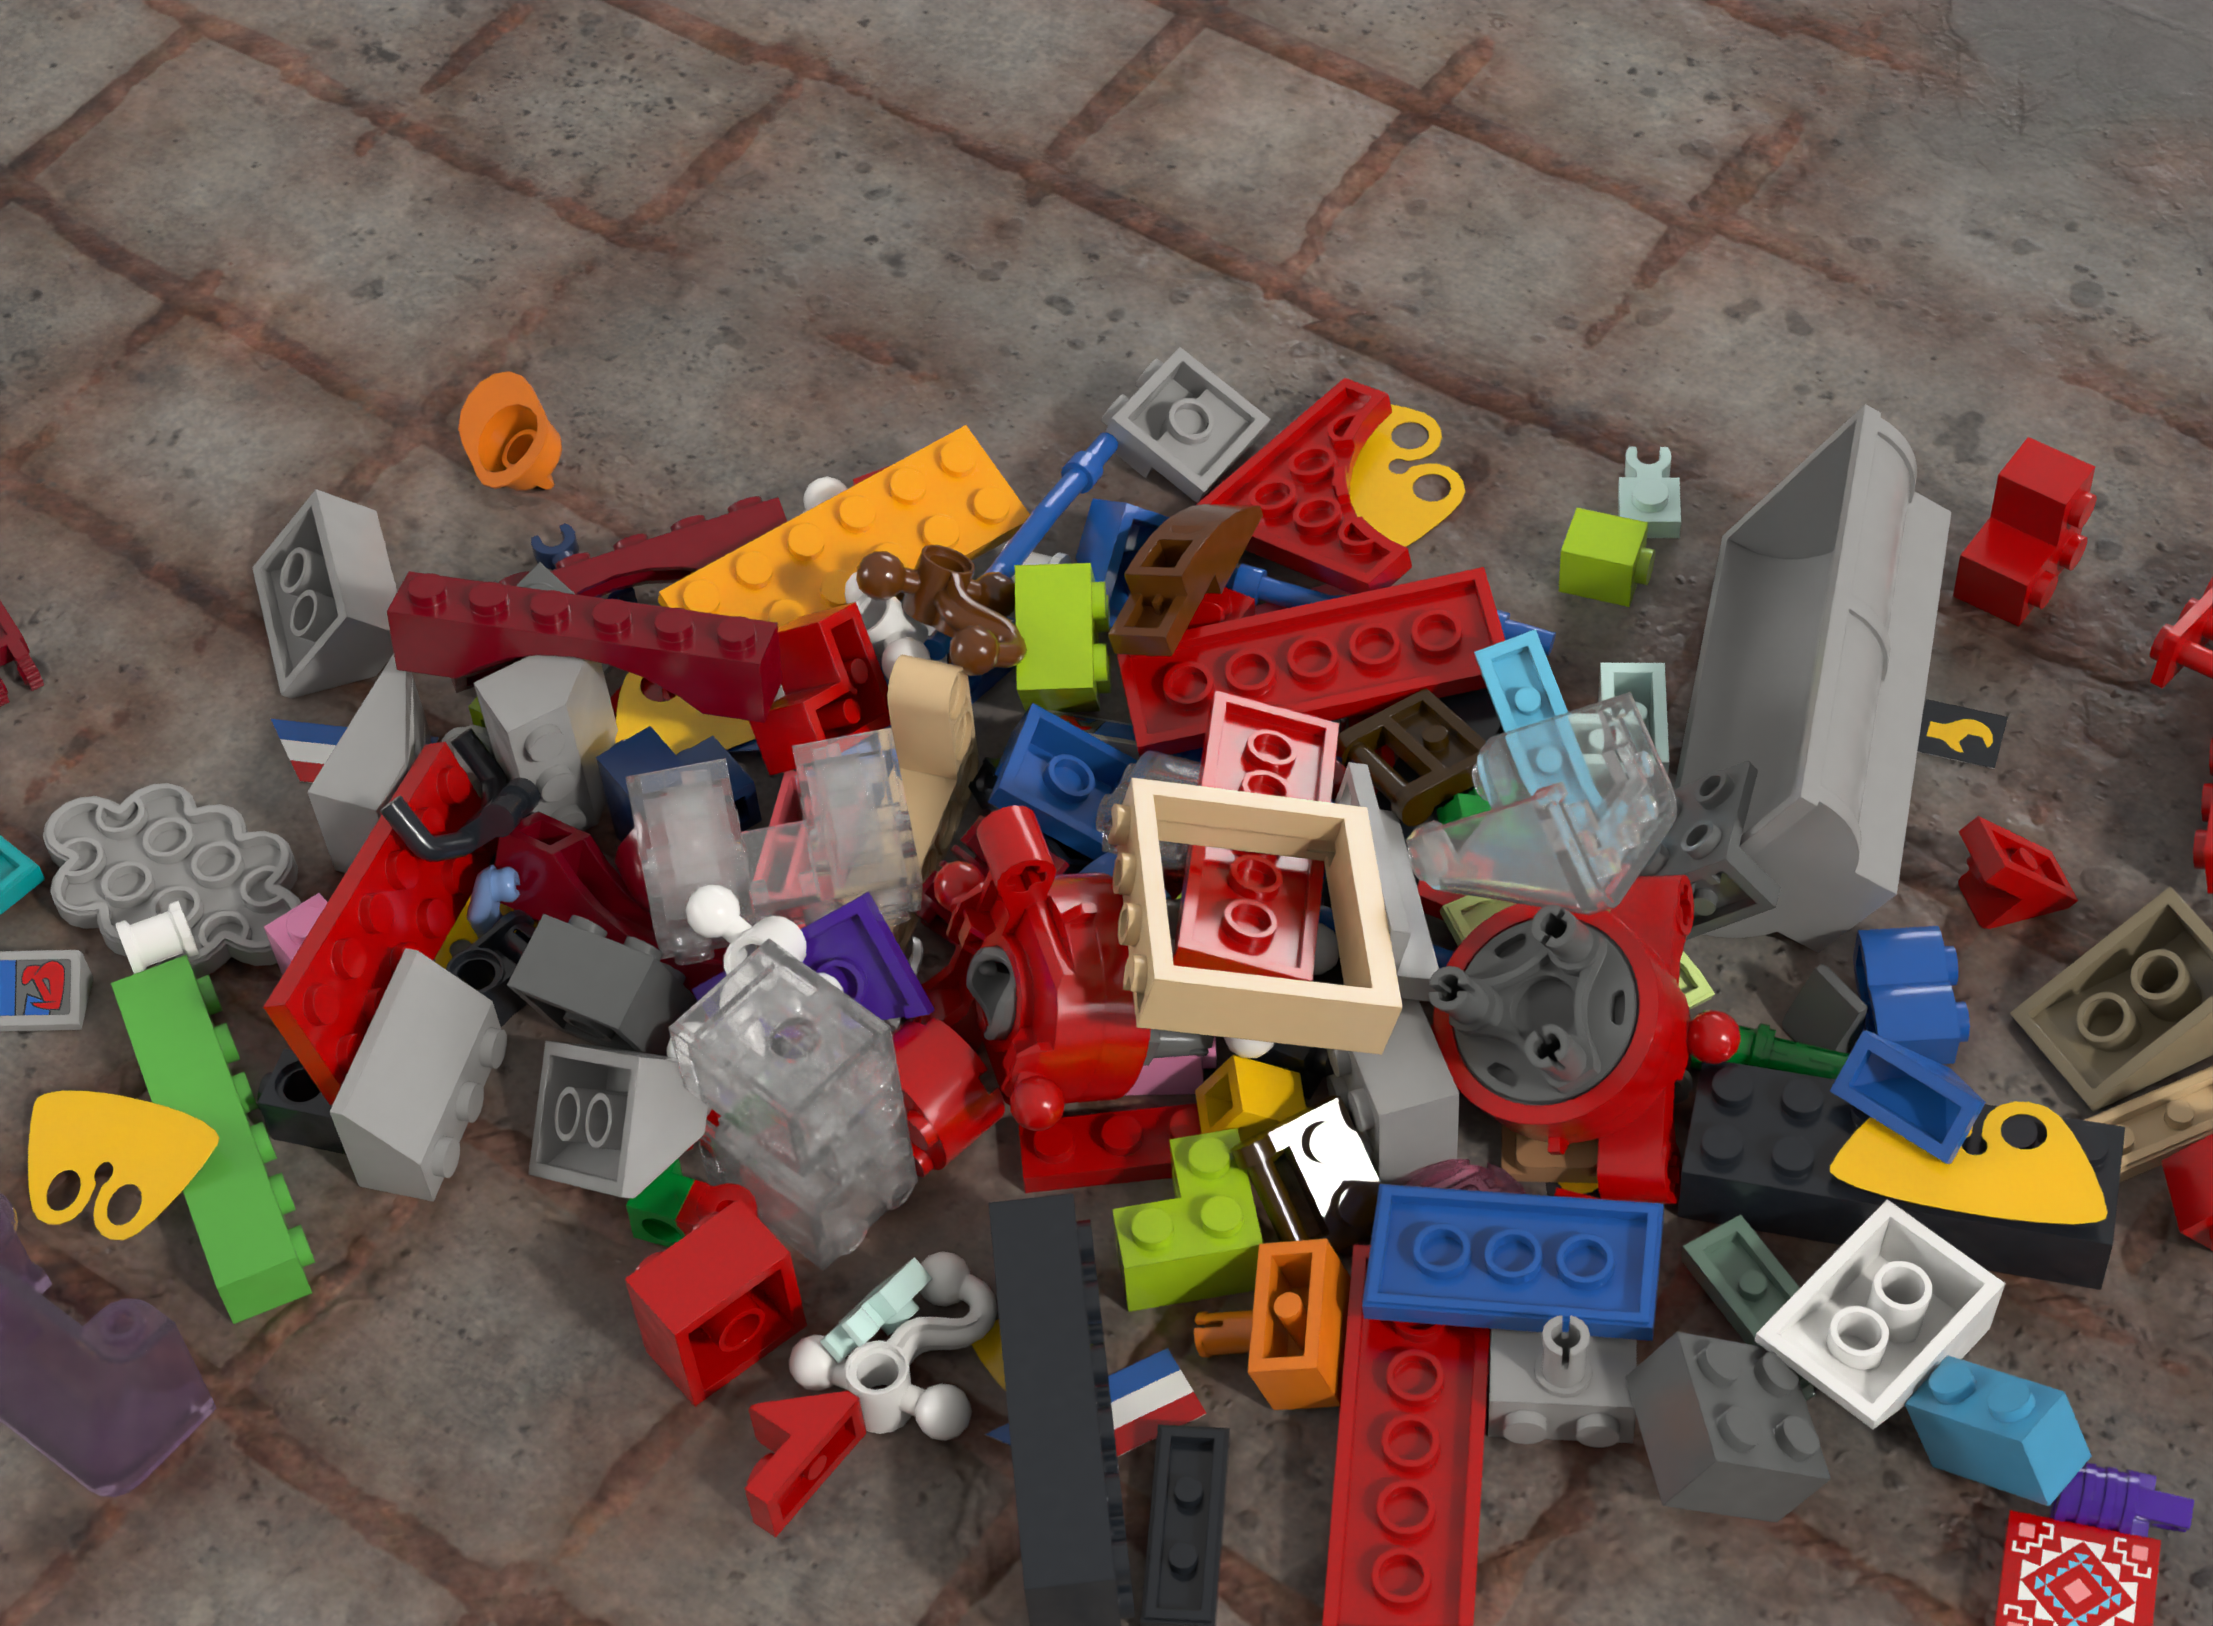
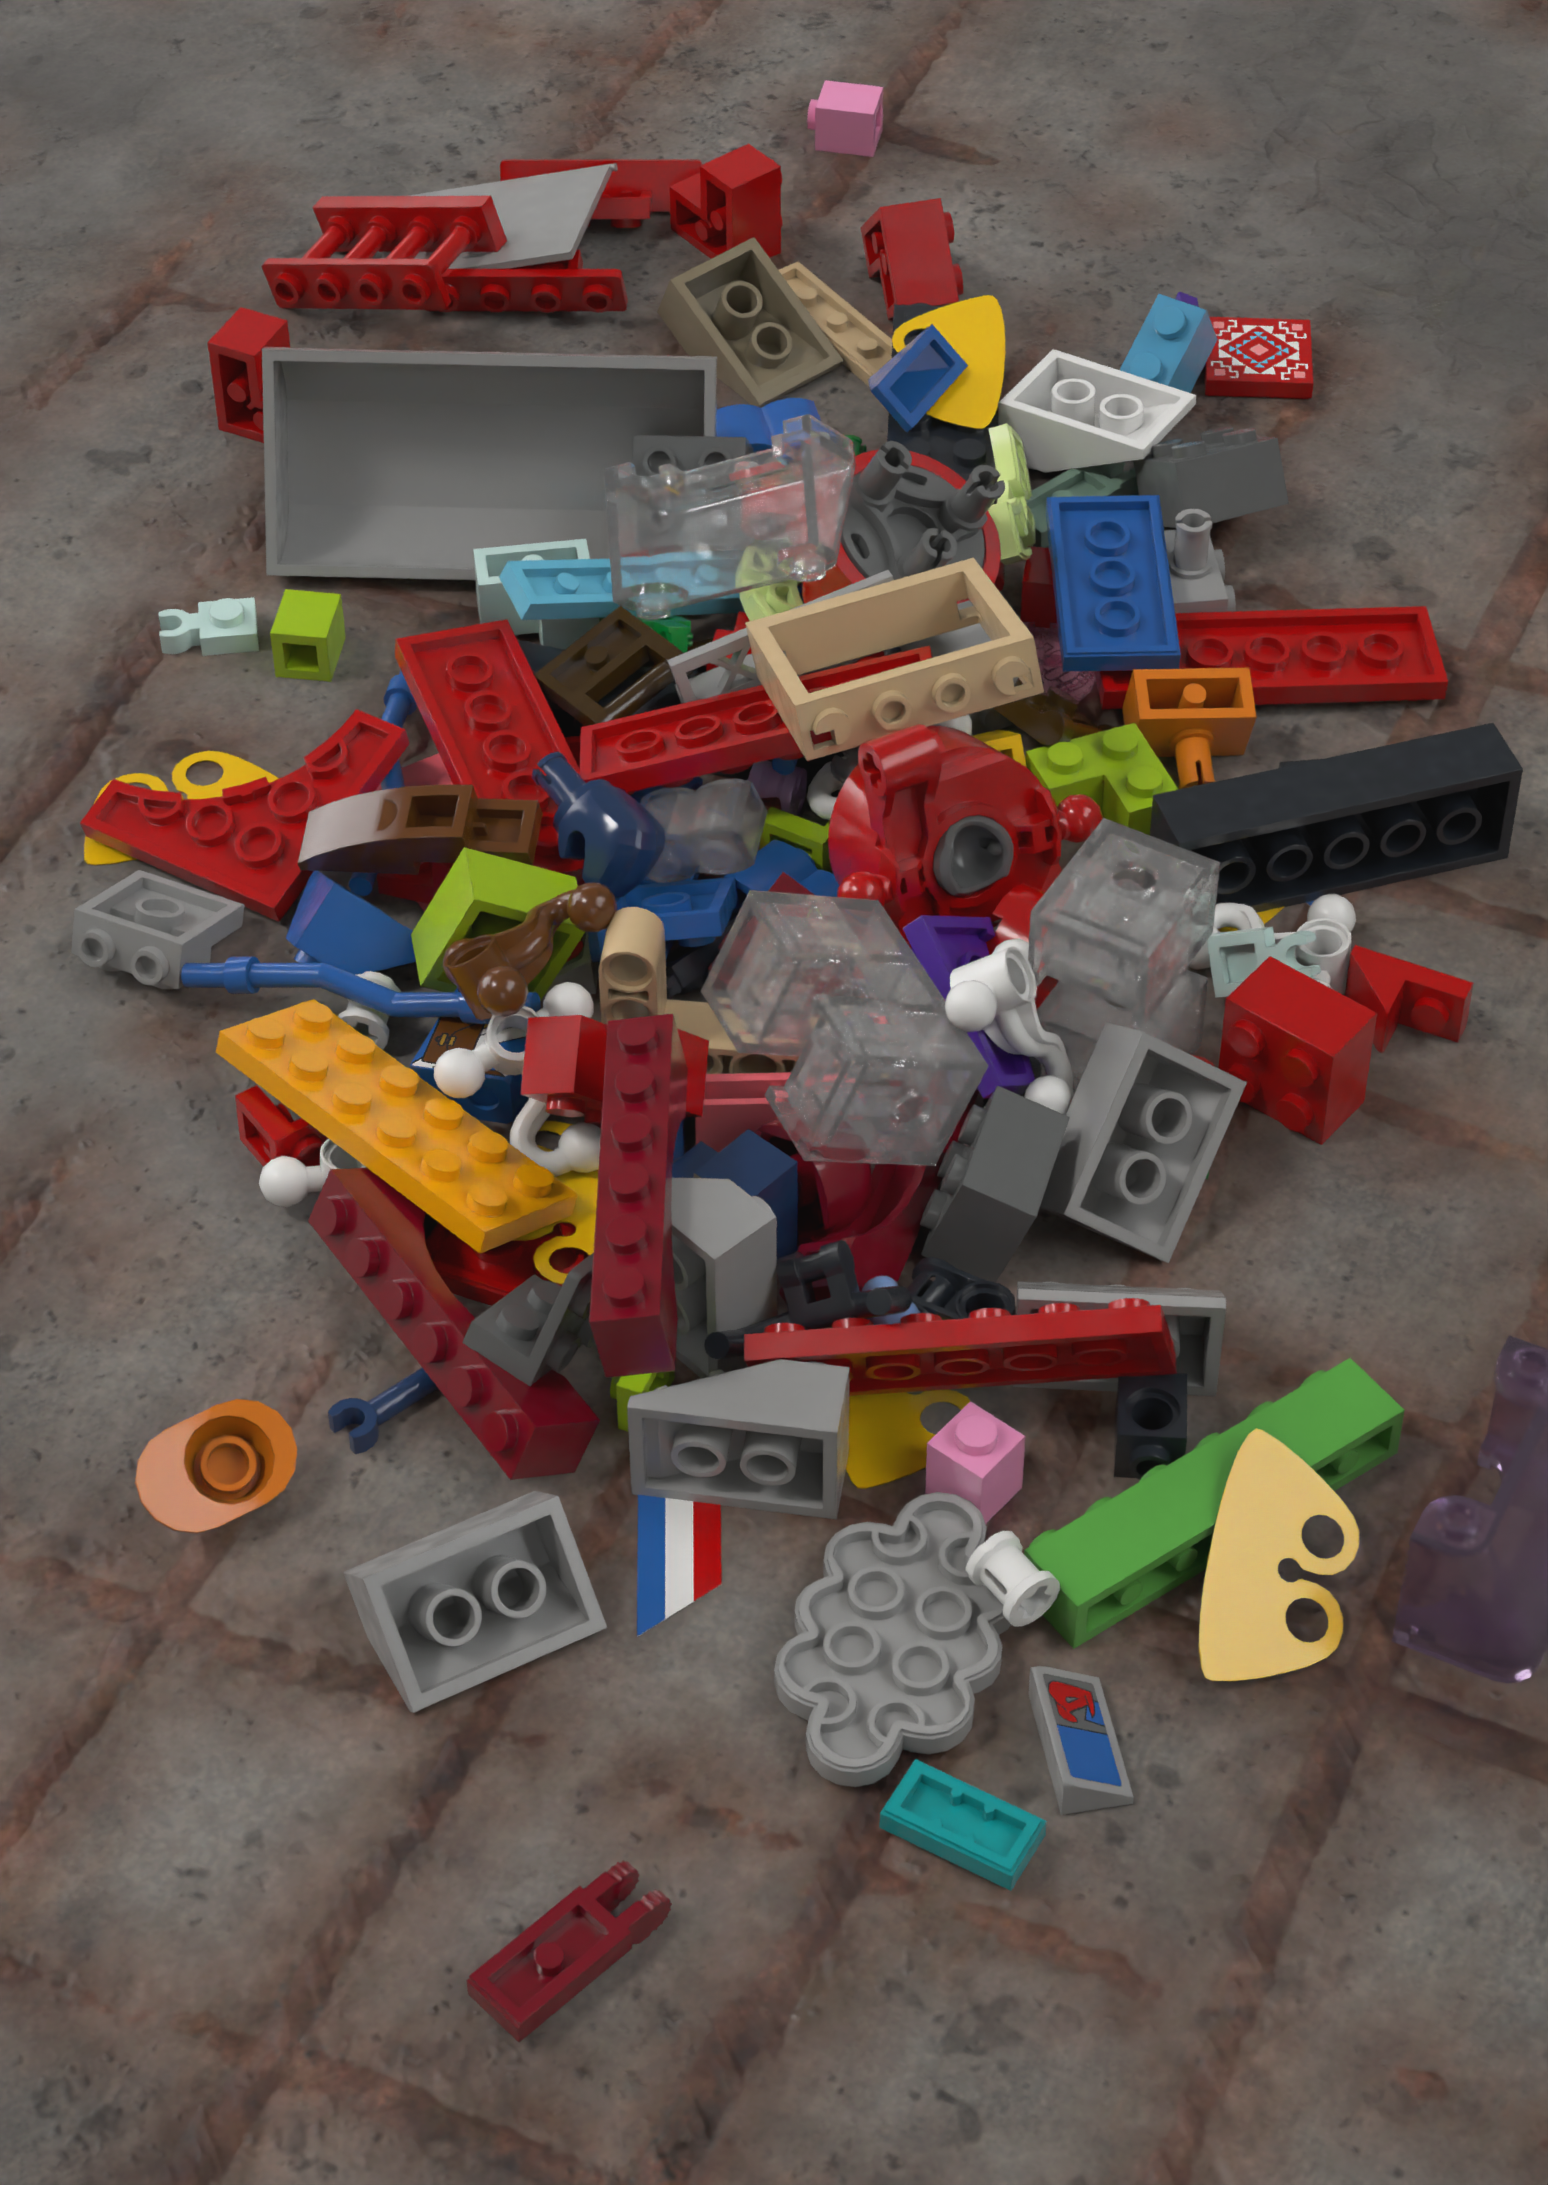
camera: 105 degrees left, 5 degrees down
(1150, 701) = (600, 826): none -> dark blue piece
(1695, 1197) = (1011, 513): none -> yellowish green tile

